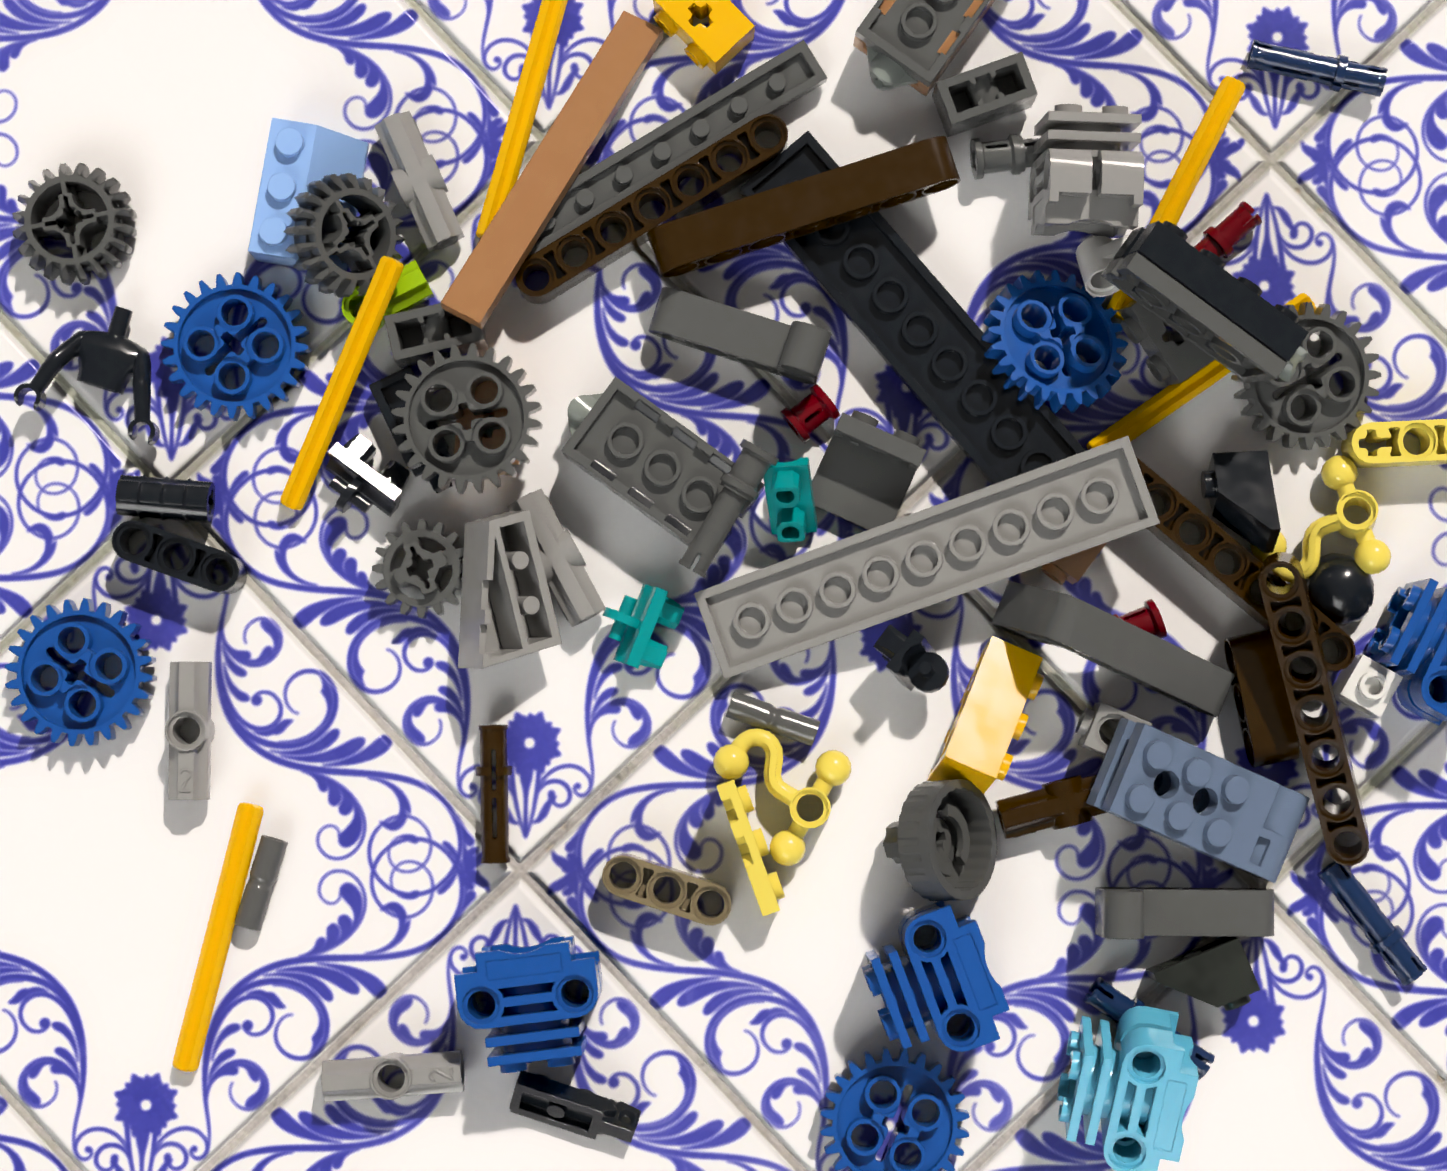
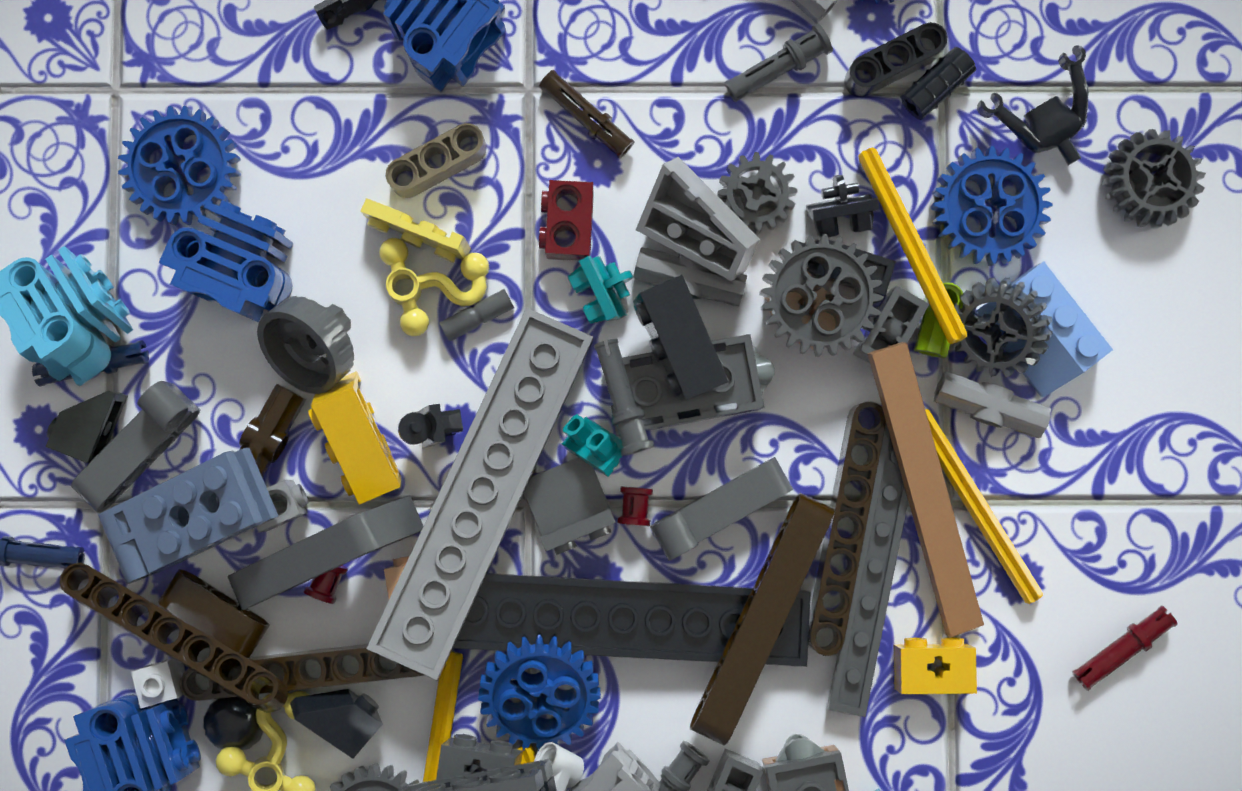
camera: 130 degrees right, 0 degrees up
(261, 655) = (792, 56): none -> dark grey pin
(601, 705) = (575, 220): none -> dark red brick
(627, 503) = (679, 339): none -> black wedge

